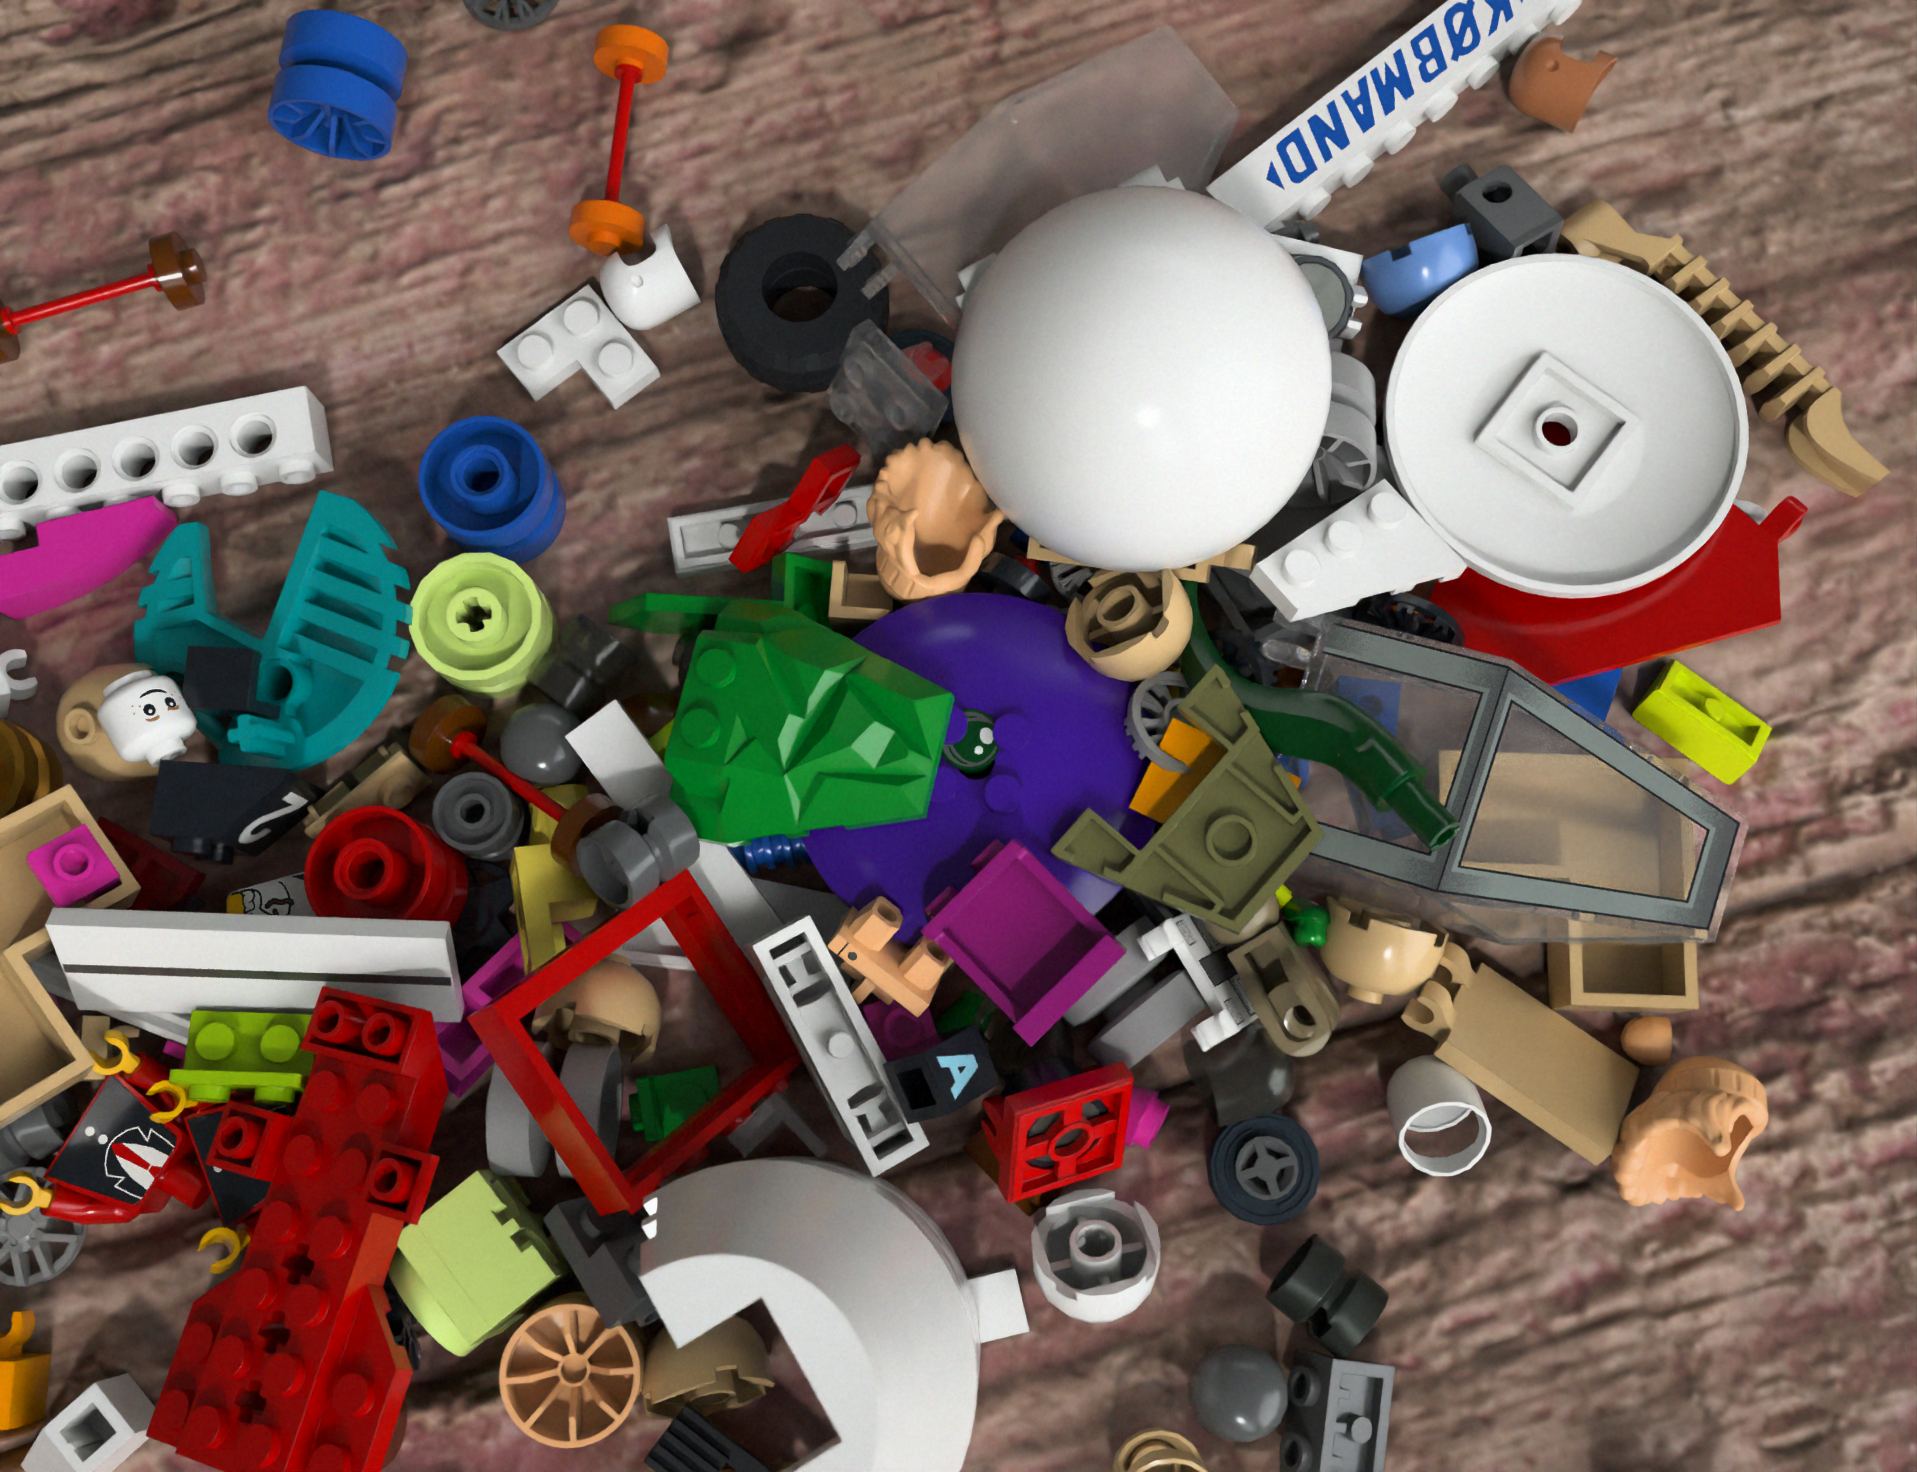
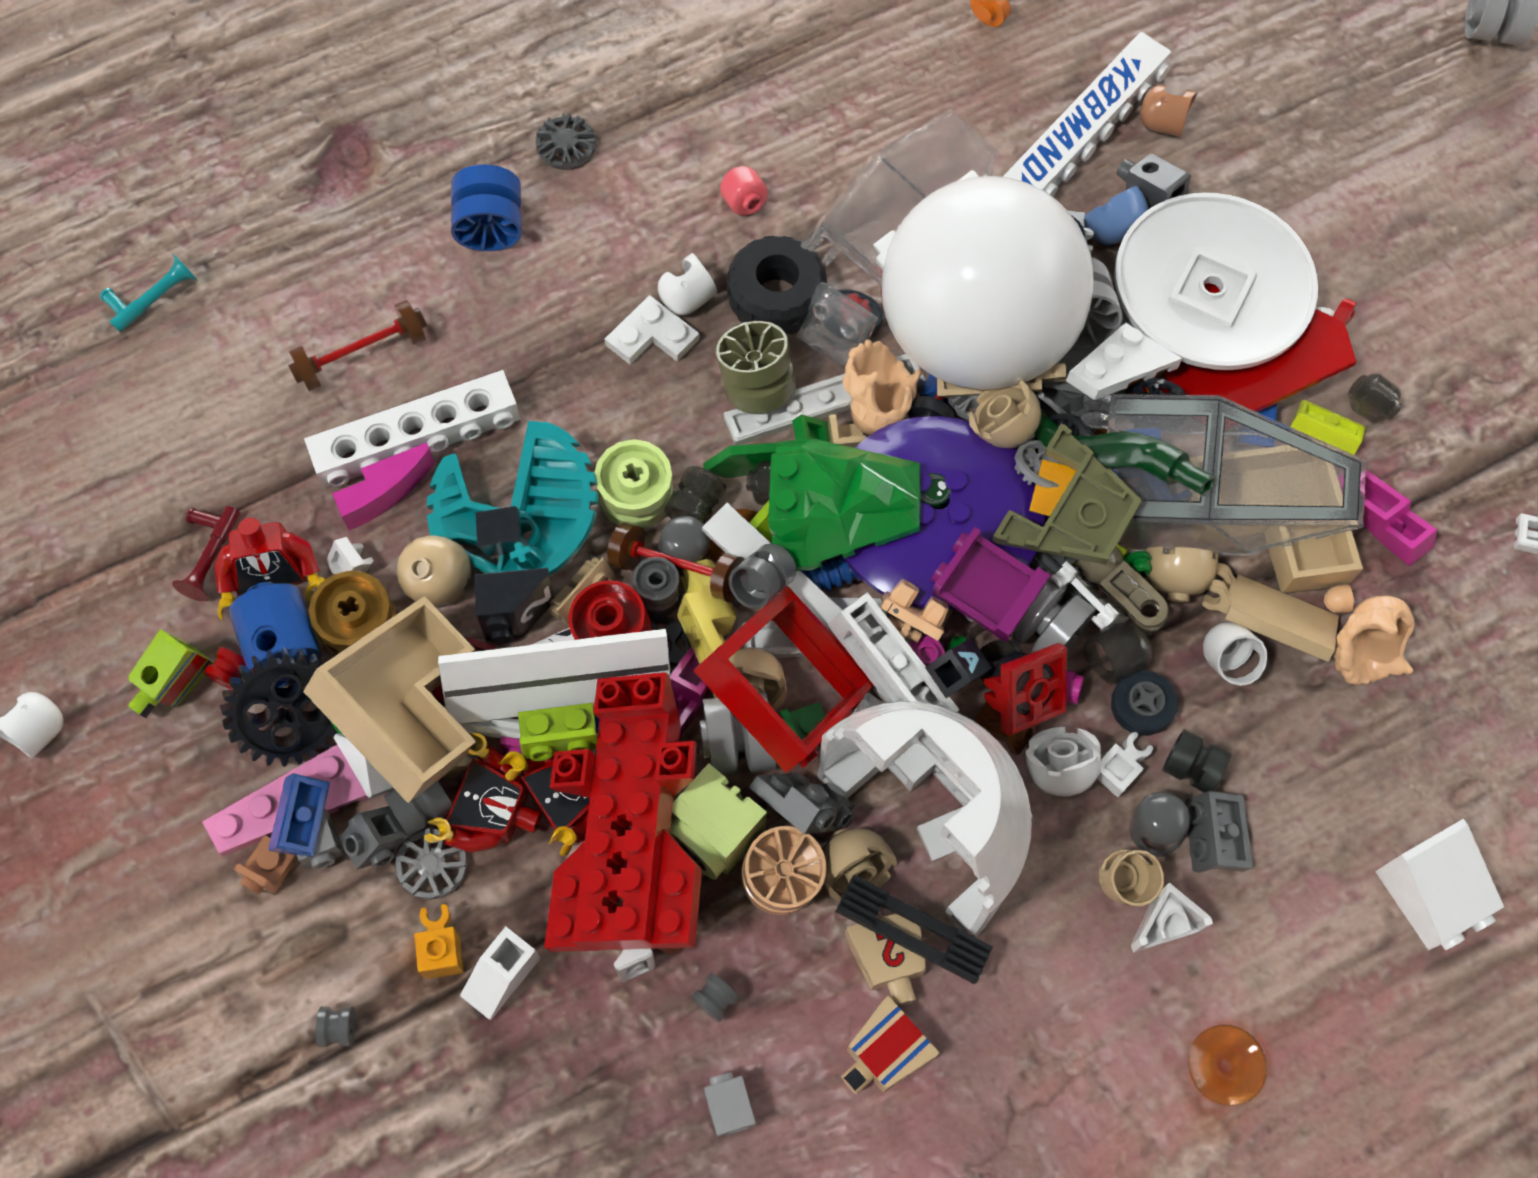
camera: 15 degrees left, 10 degrees down
(73, 868) = (437, 639): dark pink bracket -> none
(146, 718) = (459, 554): white head -> none
(492, 489) = (623, 406): blue wheel -> none
(631, 57) = (650, 170): orange axle -> none
(727, 449) = (756, 367): none -> olive wheel
(785, 116) = (743, 189): none -> coral head
(818, 489) = (808, 384): red tile -> none
(1193, 1274) = (1122, 765): none -> white plate
(1777, 915) = (1392, 522): none -> dark pink slope
(1800, 681) = (1375, 398): none -> clear smoke head
(1815, 437) = (1351, 273): tan piece -> none

